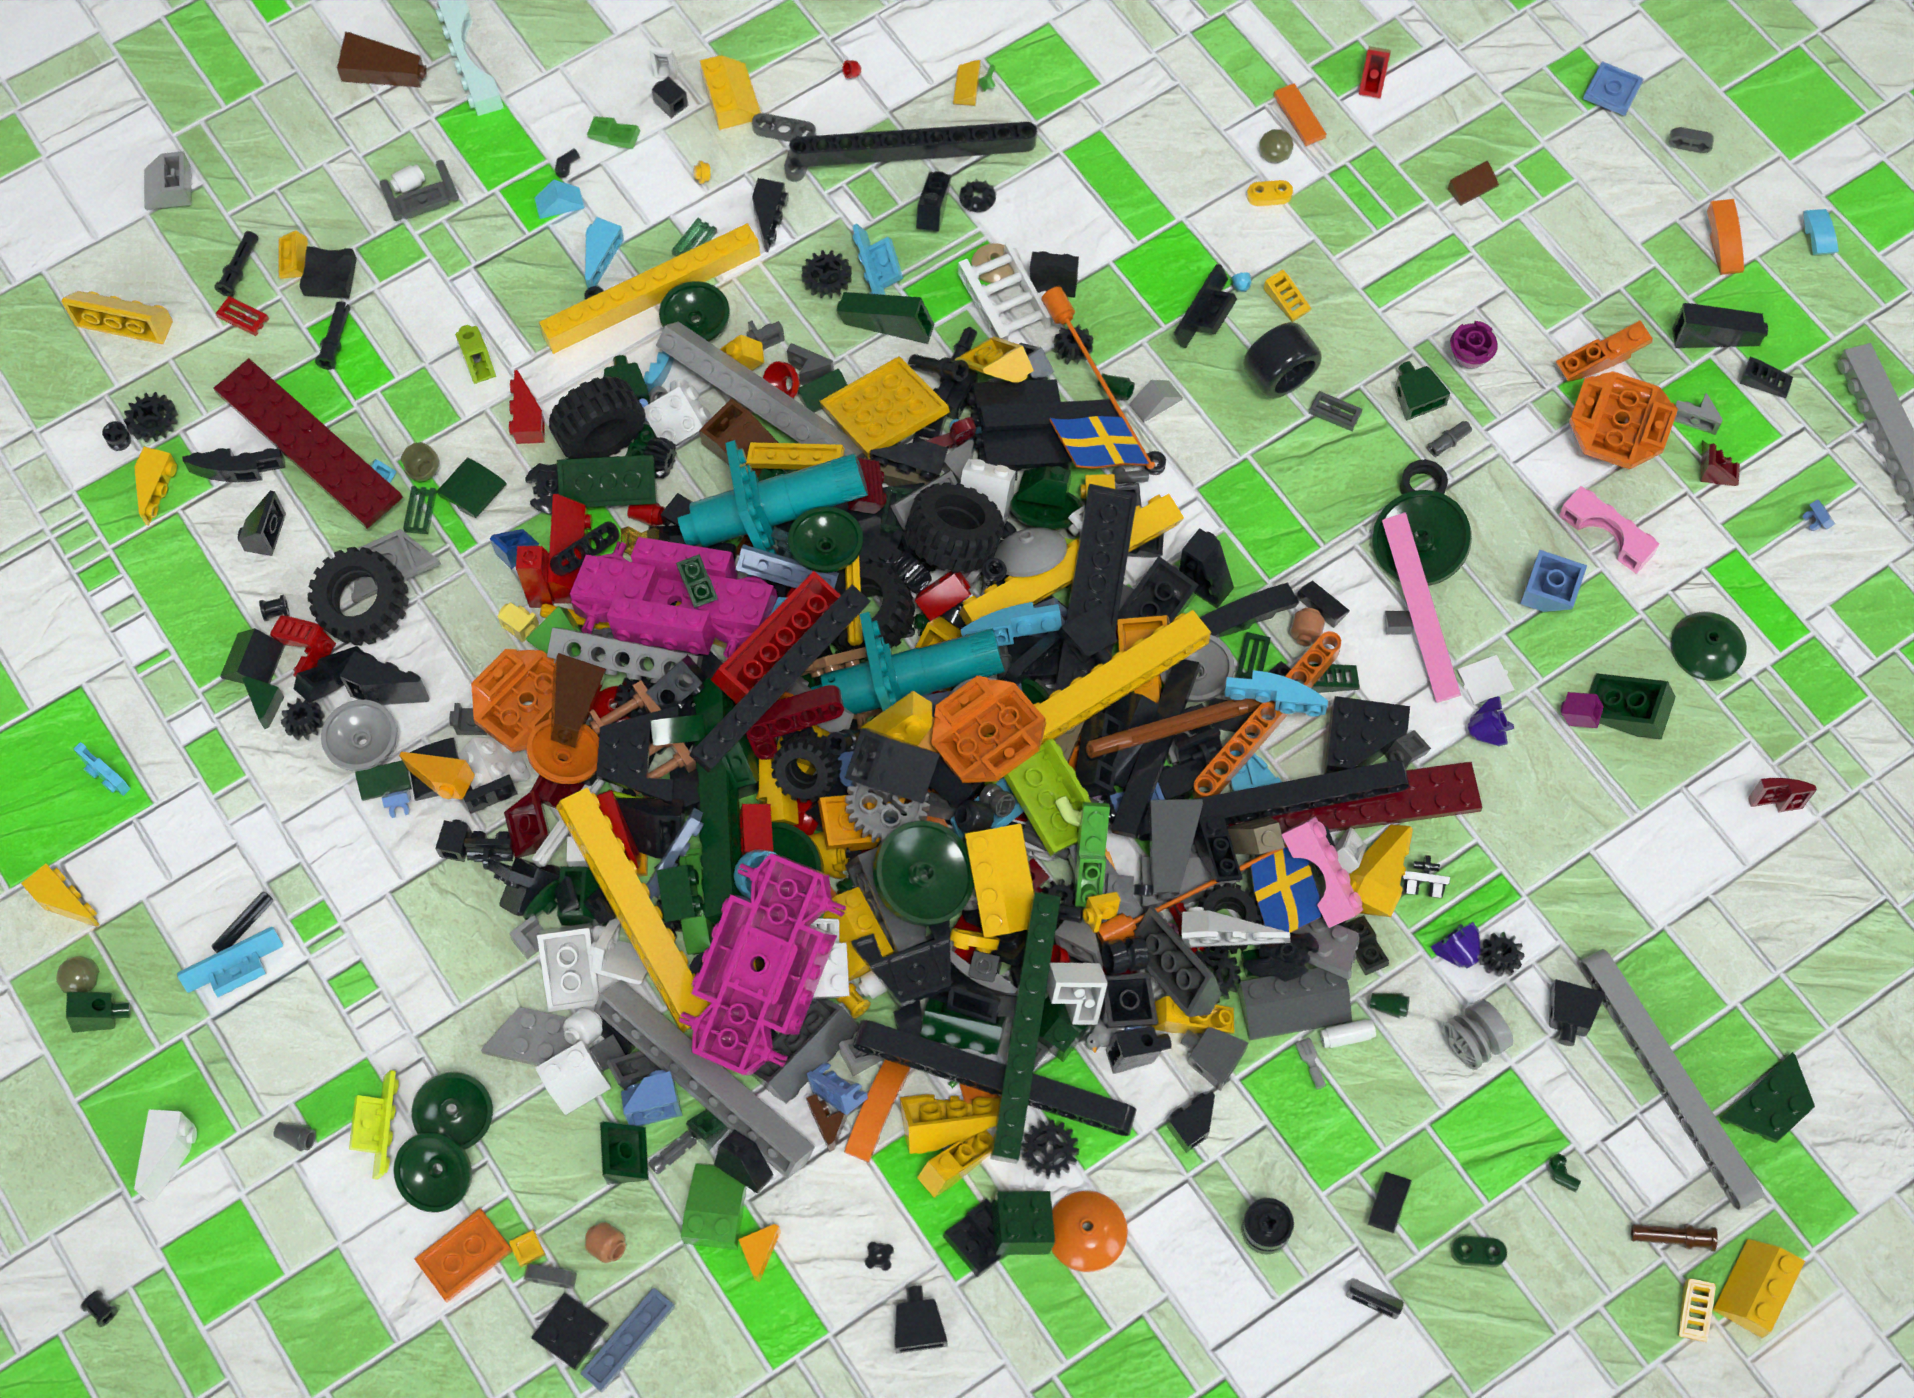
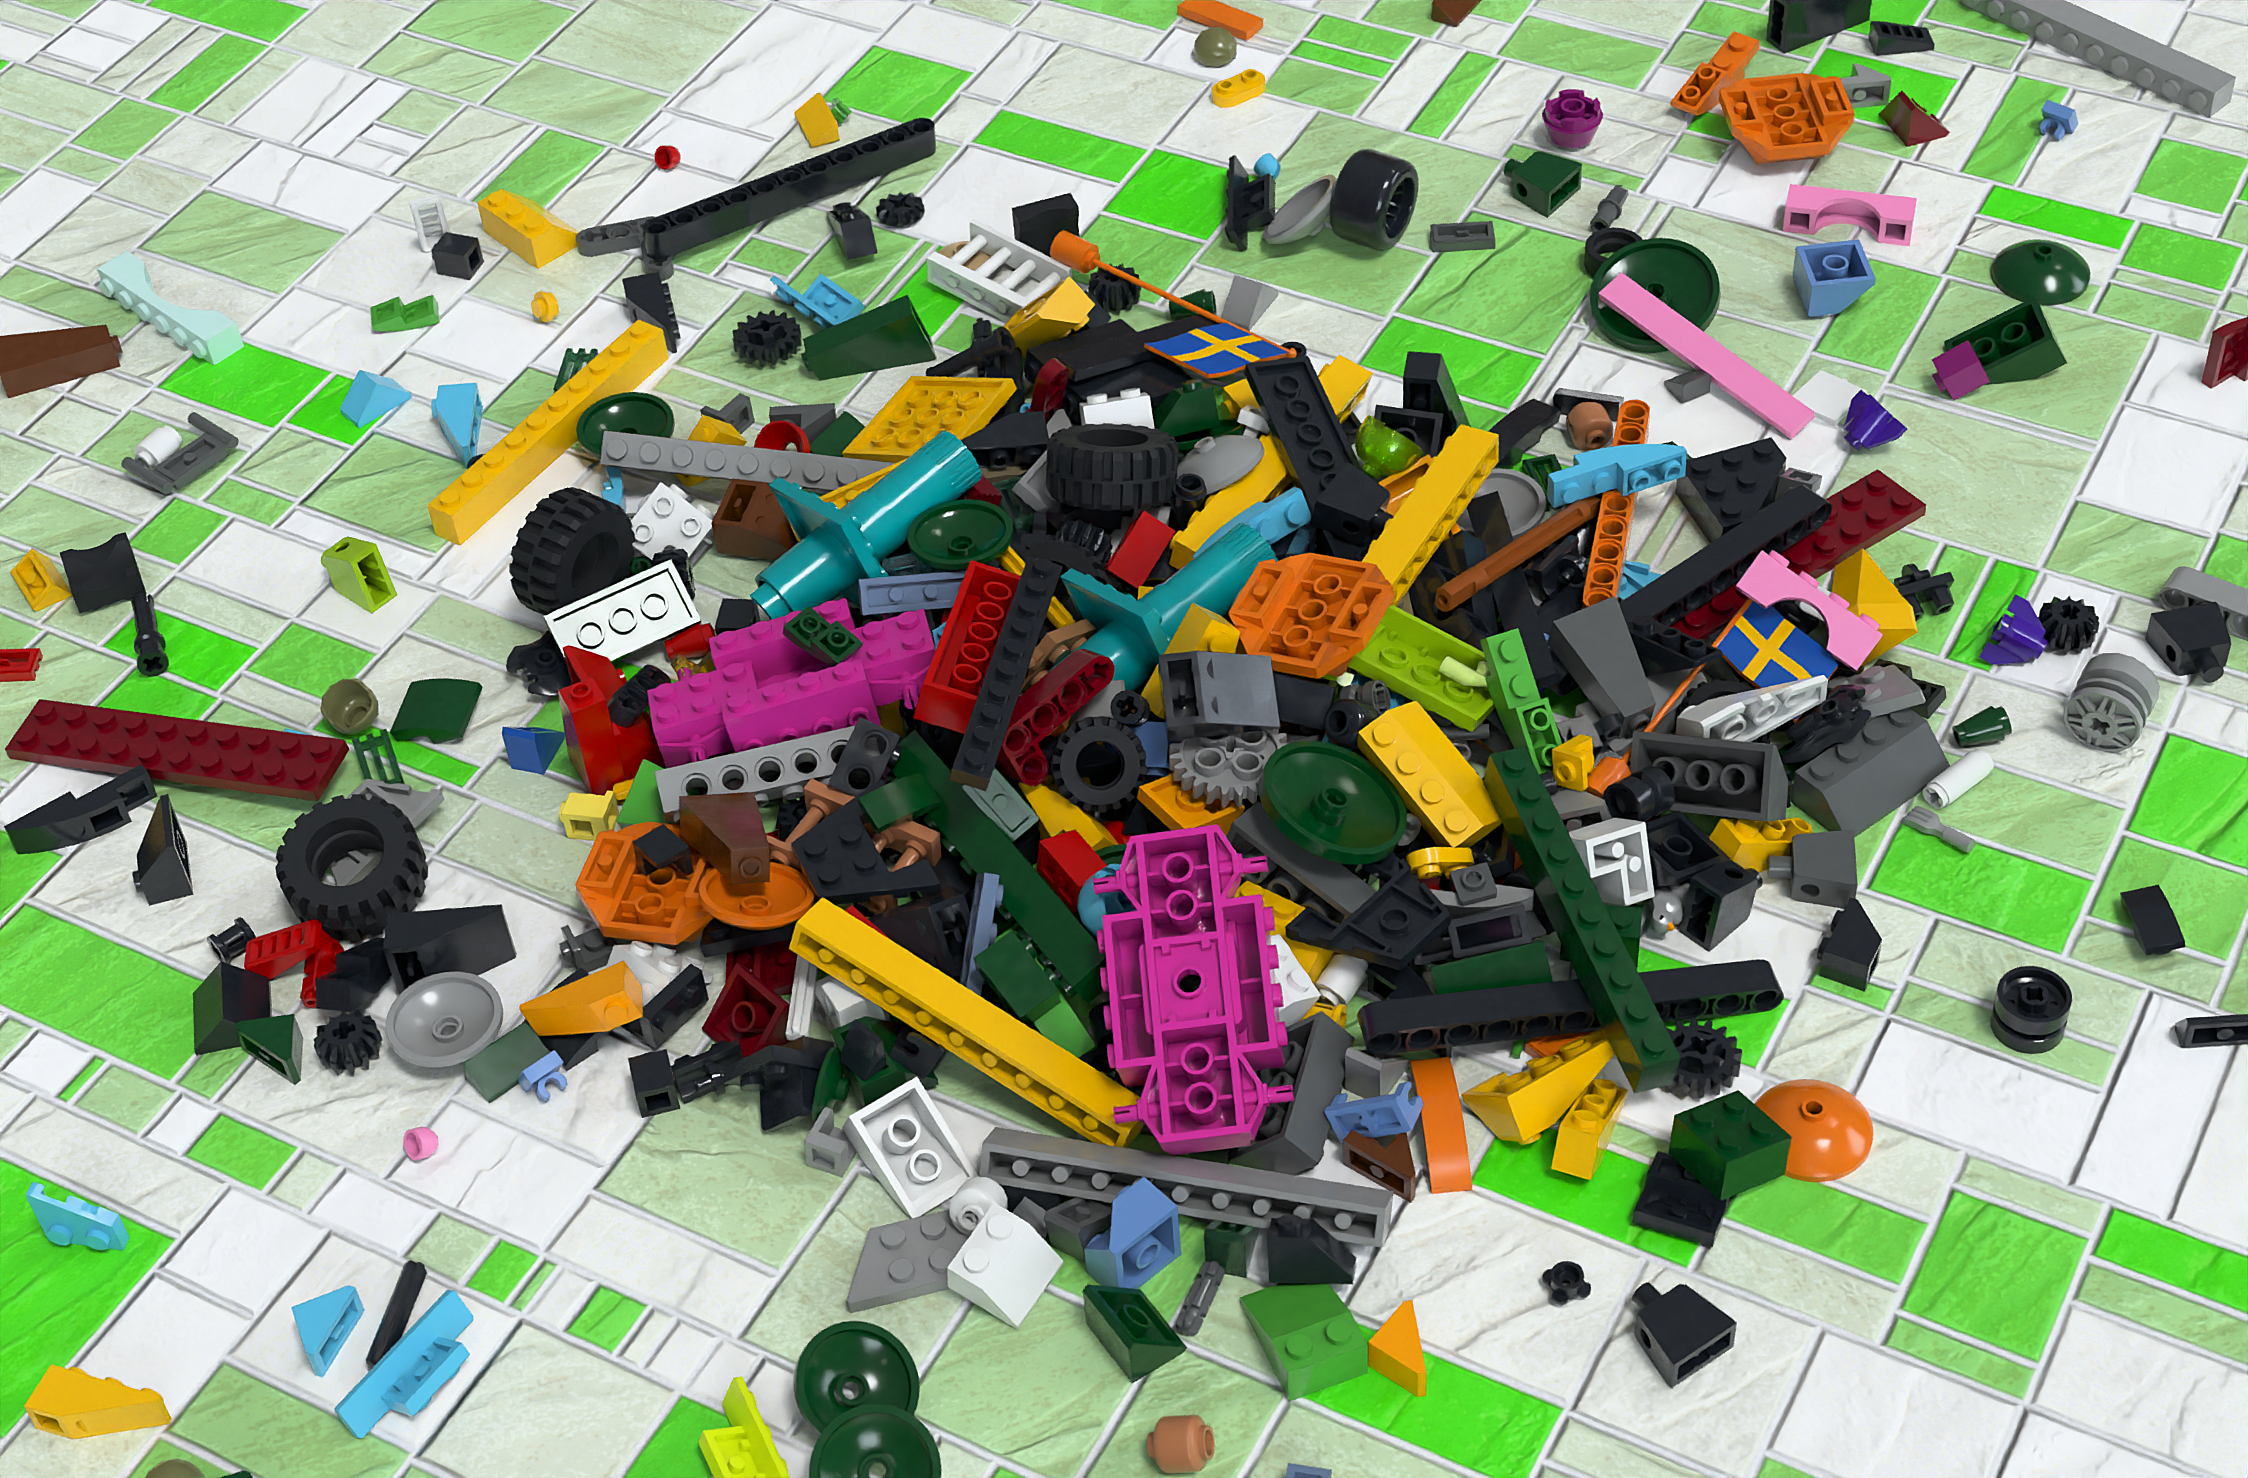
camera: 25 degrees left, 20 degrees down
(199, 912) = (326, 1325): none -> medium azure slope
(310, 811) = (420, 1143): none -> bright pink hinge
(528, 419) = (468, 607): red slope -> none
(530, 686) = (660, 849): none -> black panel
(564, 162) = (360, 359): black arm -> none
(615, 957) = (972, 1110): white bracket -> none
(1141, 597) = (1384, 449): none -> clear neon green cylinder
(1232, 341) = (1302, 213): none -> light grey dish
(1256, 836) = (1709, 609): dark tan slope -> none
(1279, 283) = (1319, 158): yellow slope -> none

